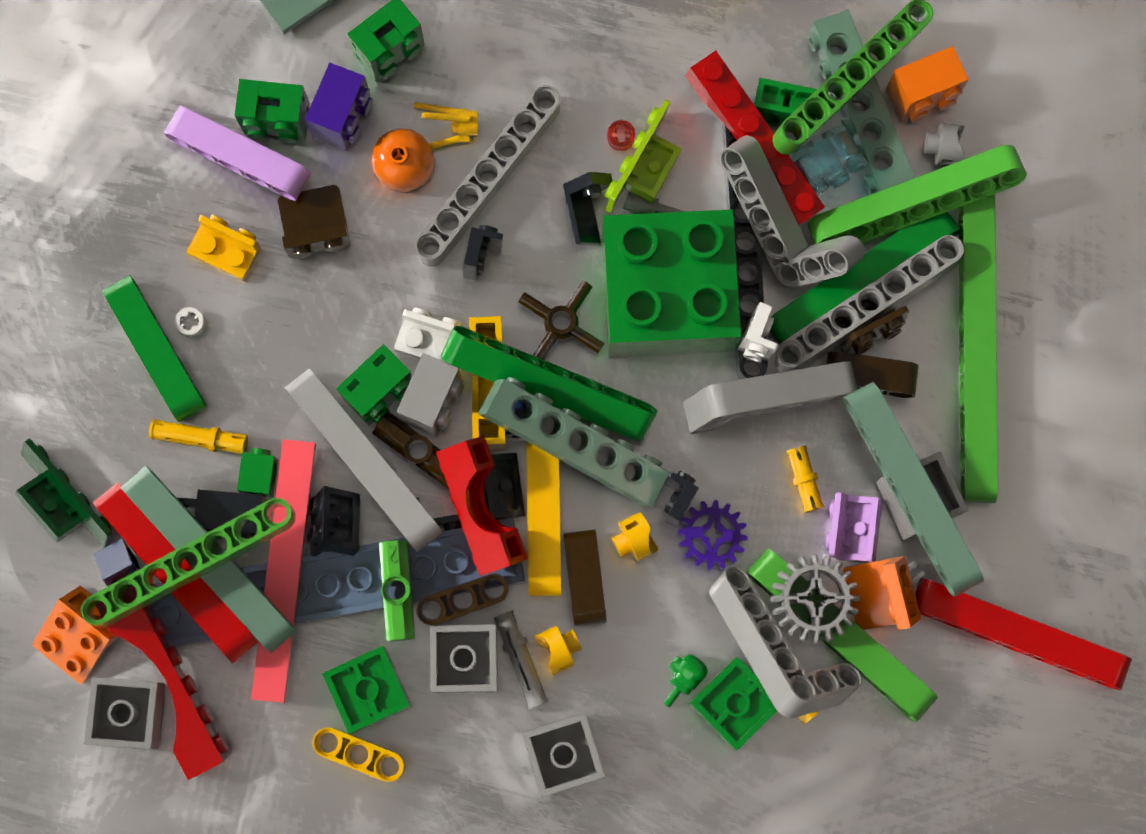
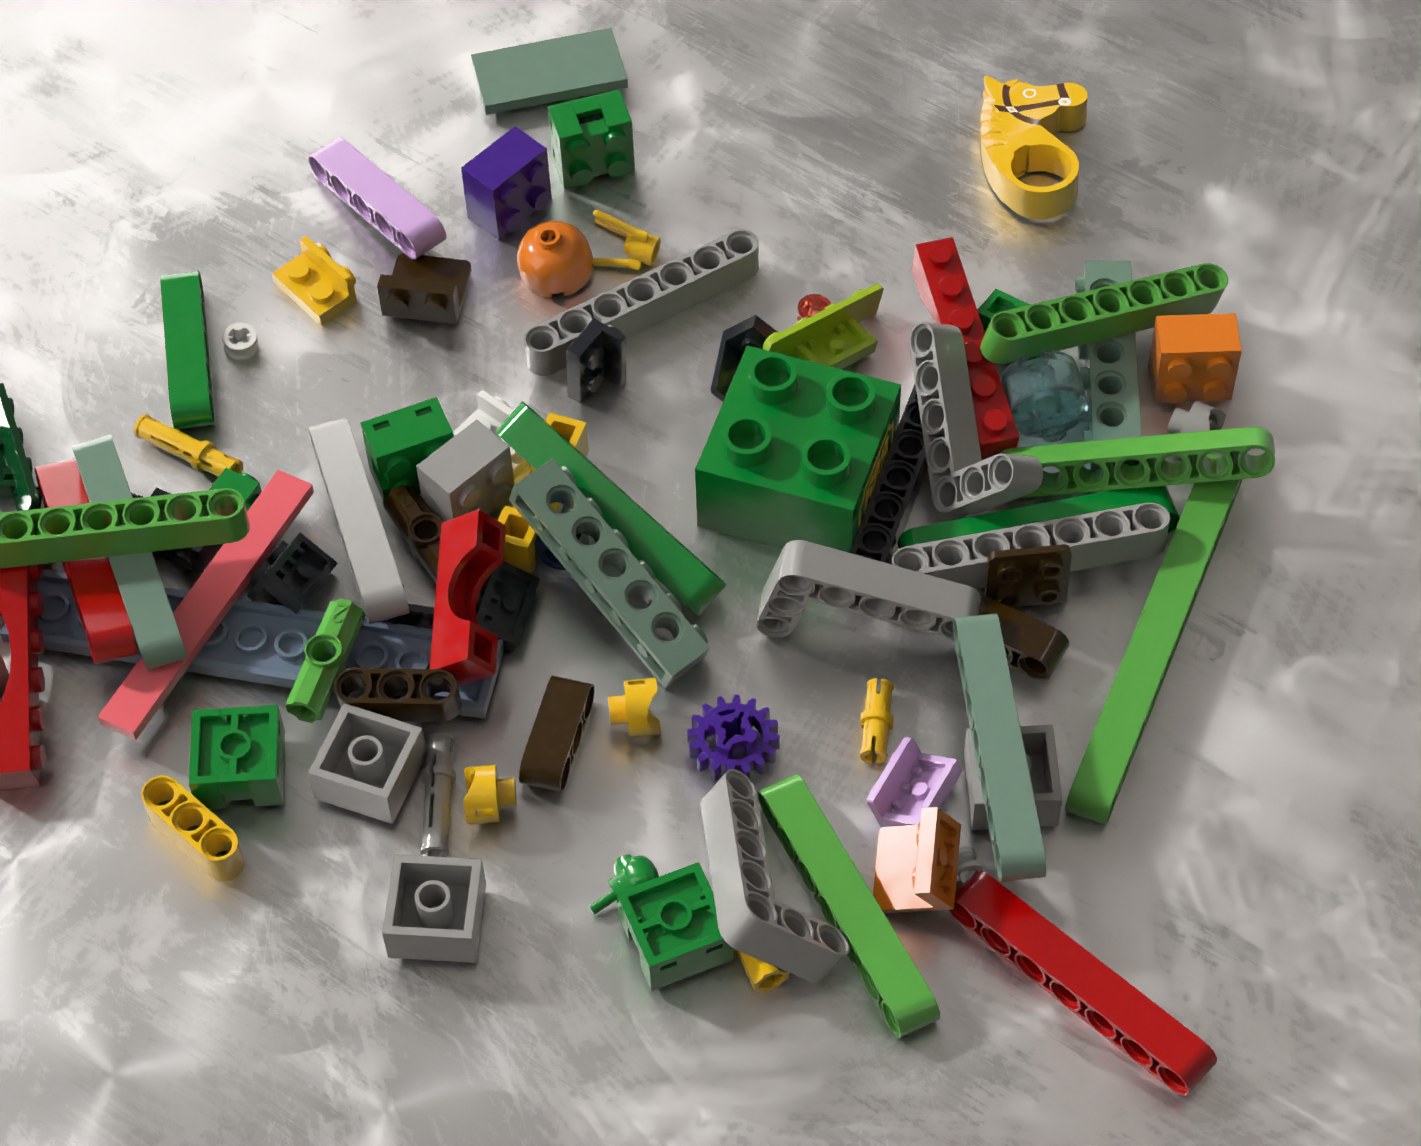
camera: 25 degrees right, 25 degrees down
(272, 110) = (429, 161): green piece -> none
(543, 523) = (536, 658): yellow beam -> none
(568, 311) = (658, 464): dark brown bar -> none
(681, 497) = (709, 675): black bracket -> none
(753, 341) = (876, 519): white bracket -> none
(815, 582) = (839, 851): light grey gear -> none

